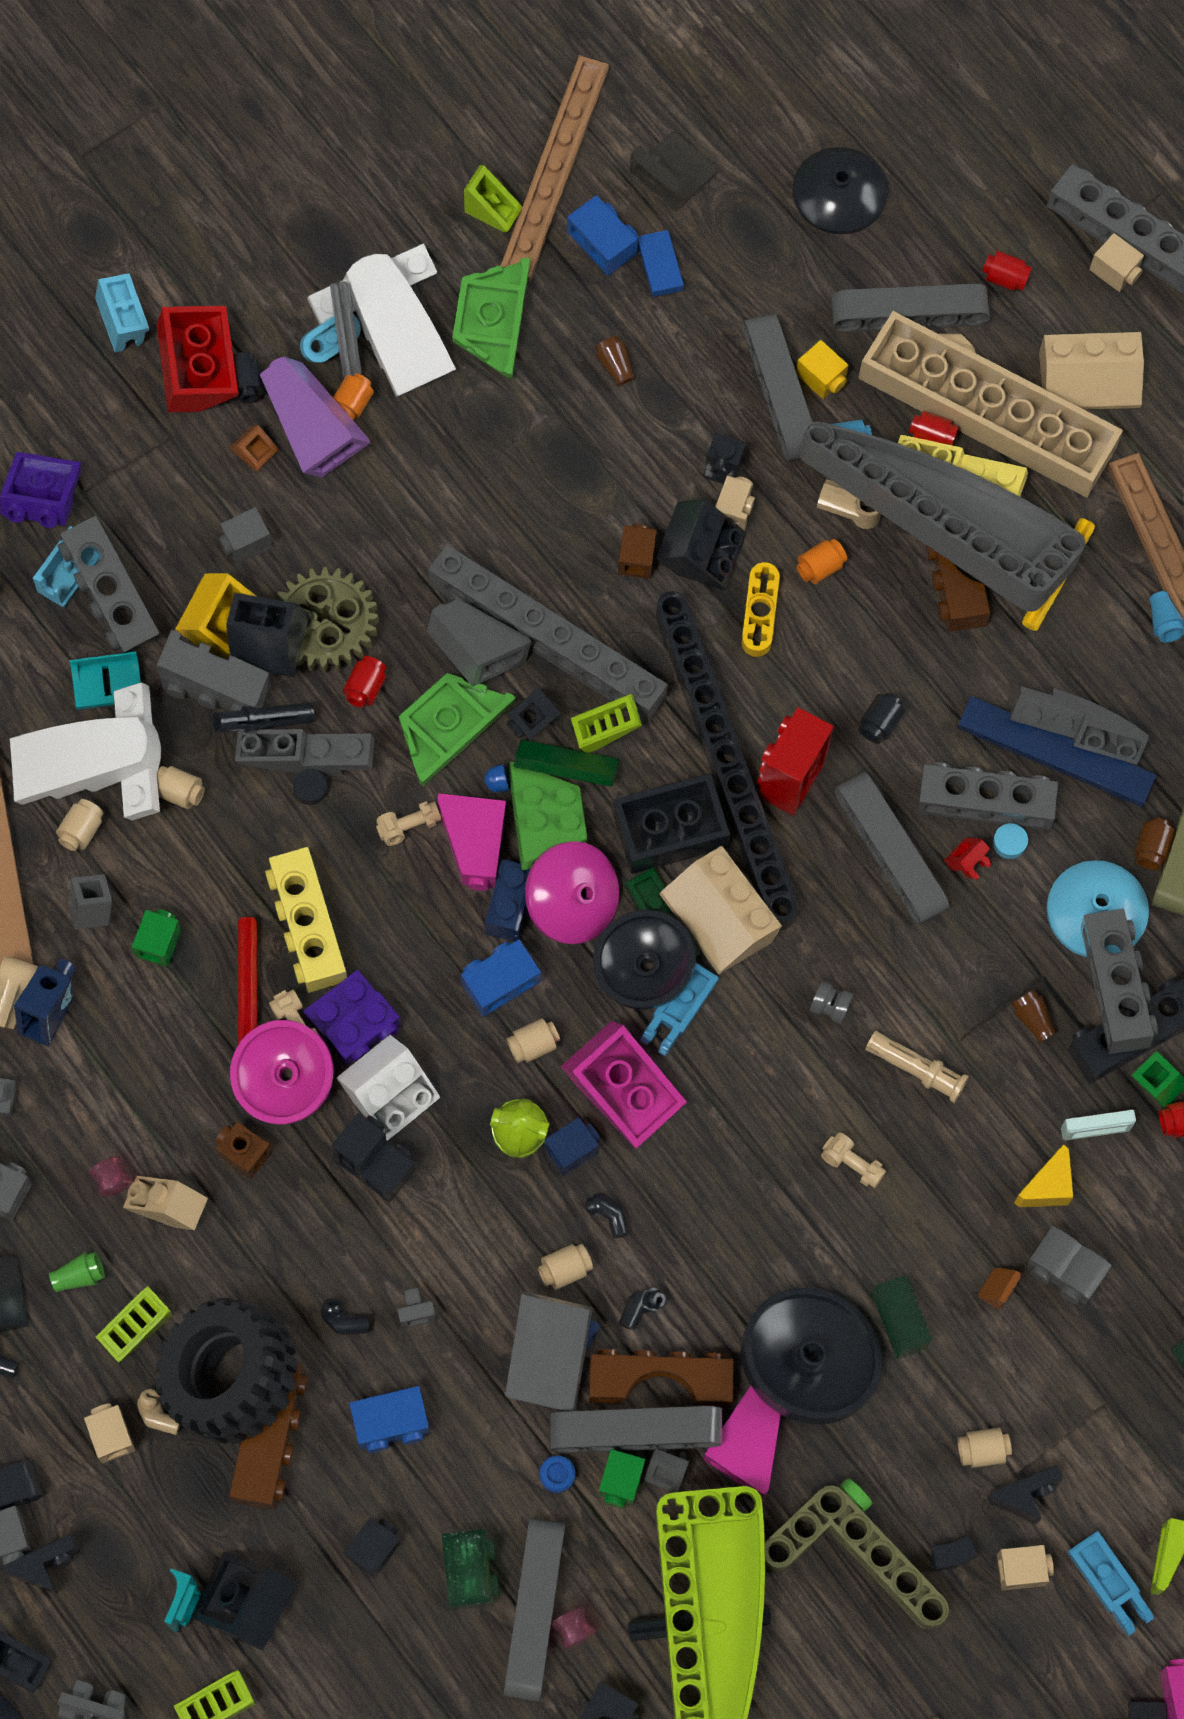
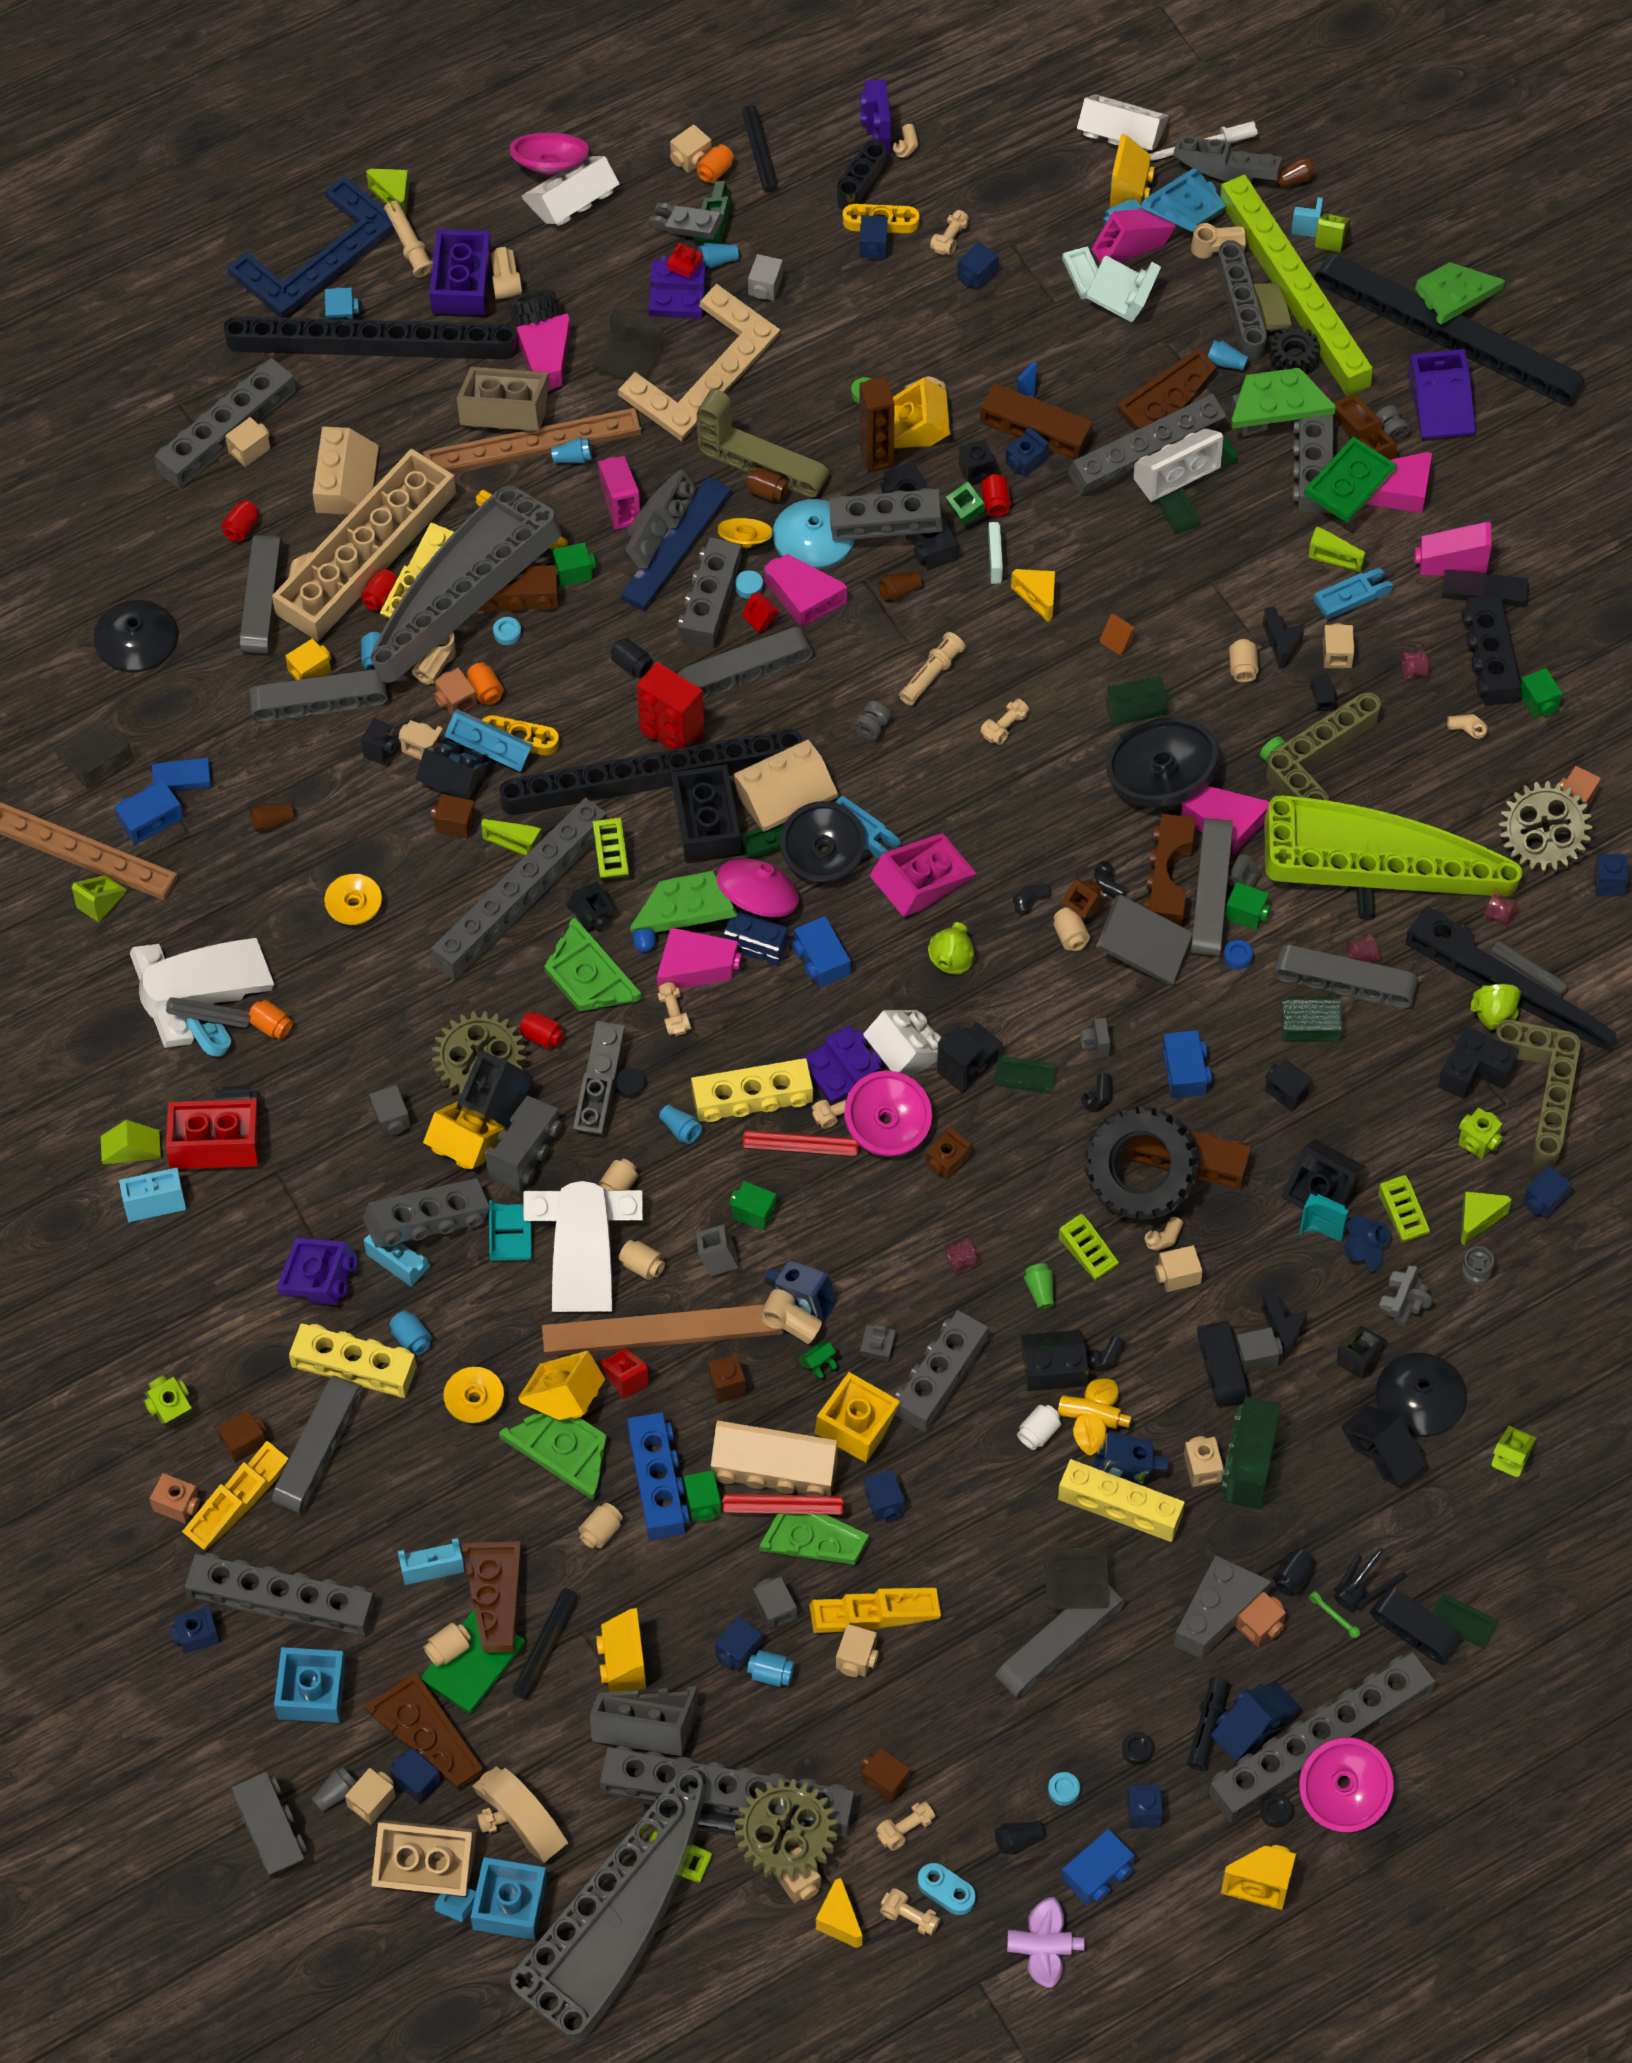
camera: 80 degrees left, 10 degrees down
(159, 1657) = (1366, 1241): none -> dark blue plate
(165, 1202) = (987, 1214): tan slope -> none
(185, 281) = (130, 1143): none -> lime slope
(251, 719) = (568, 1111): black pin -> none
(254, 447) = (300, 1103): dark orange slope -> none
(256, 849) = (683, 1126): none -> dark azure cone
(311, 418) = (291, 1045): medium lavender slope -> none
(363, 1231) = (1024, 1074): none -> clear green tile
(476, 641) = (518, 941): dark grey slope -> none
(492, 314) = (209, 903): bright green wing -> none
(513, 447) = (352, 889): none -> yellow dish
(533, 1041) = (879, 934): tan brick -> none
(566, 763) = (637, 887): dark green tile -> none
(572, 1145) = (973, 913): dark blue brick -> none
(612, 1282) = (1085, 898): none -> reddish brown brick
(615, 625) = (511, 836): none -> lime slope
(740, 573) = (489, 740): none -> dark azure plate
(804, 529) = (455, 692): none -> nougat brick
(903, 578) = (507, 631): none -> medium azure tile
(1003, 636) = (573, 564): none -> green brick
(1006, 901) = (804, 589): none -> dark pink slope
(1011, 1669) = (1414, 663): none -> clear pink wheel
(1068, 1266) = (1105, 587): dark grey brick -> none
(1080, 824) = (744, 531): none -> yellow dish
(1114, 672) = (619, 491): none -> dark pink slope

